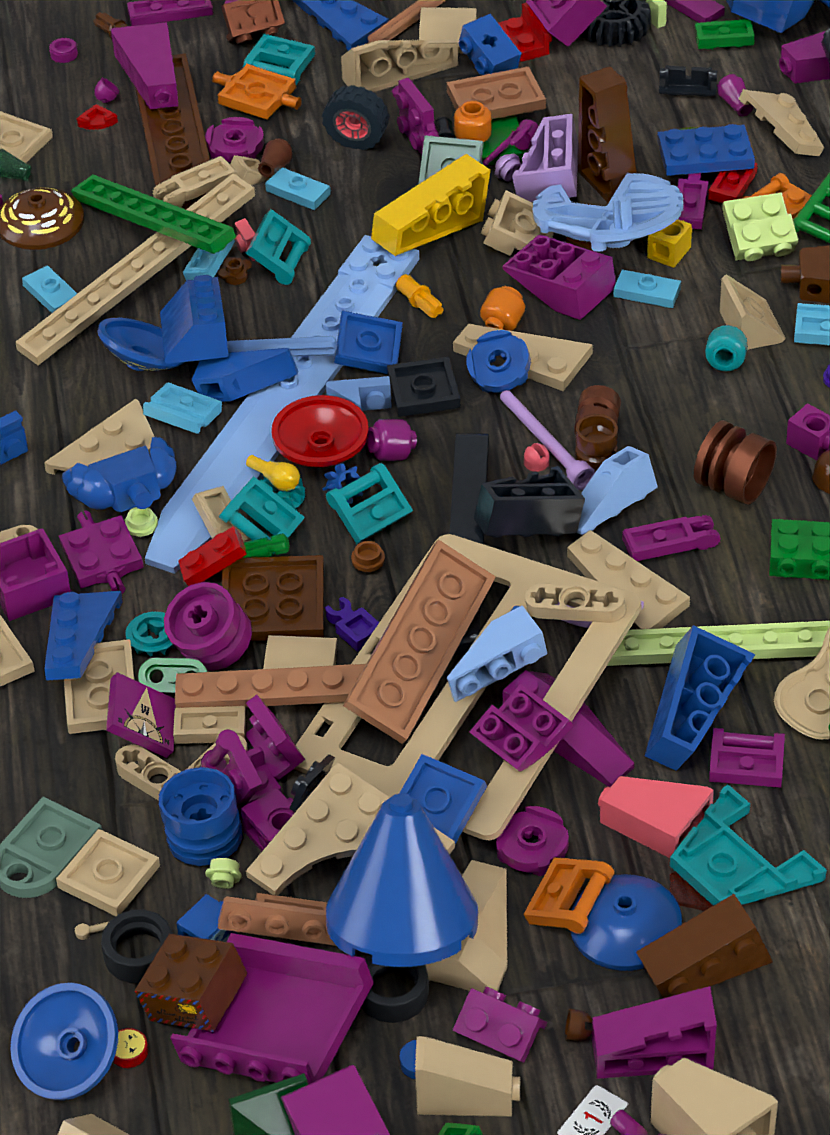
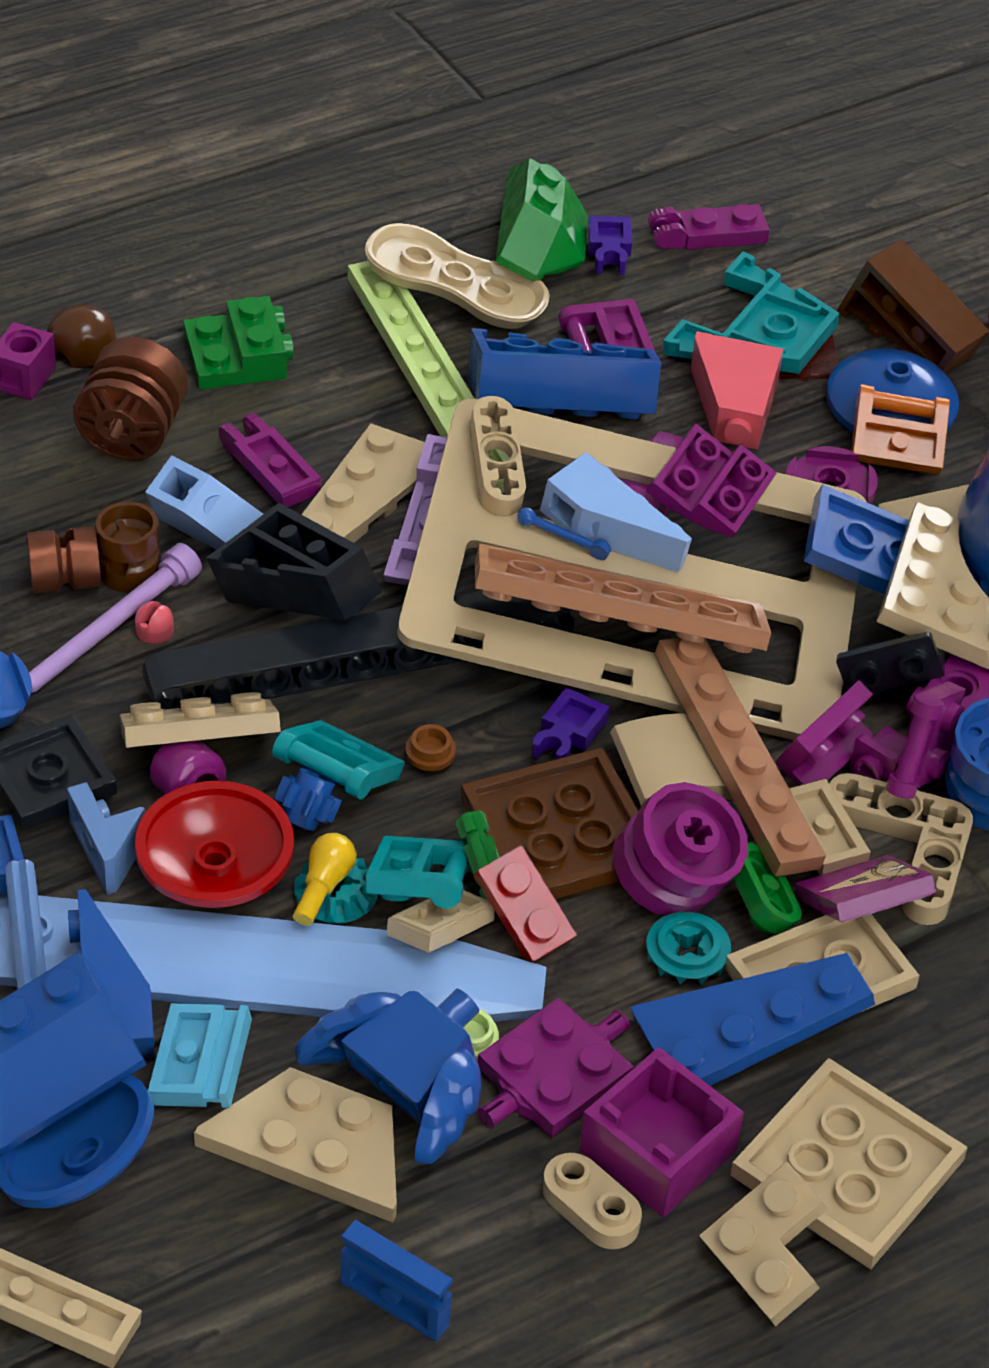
camera: 115 degrees left, 0 degrees up
(422, 445) = (199, 720): none -> tan plate

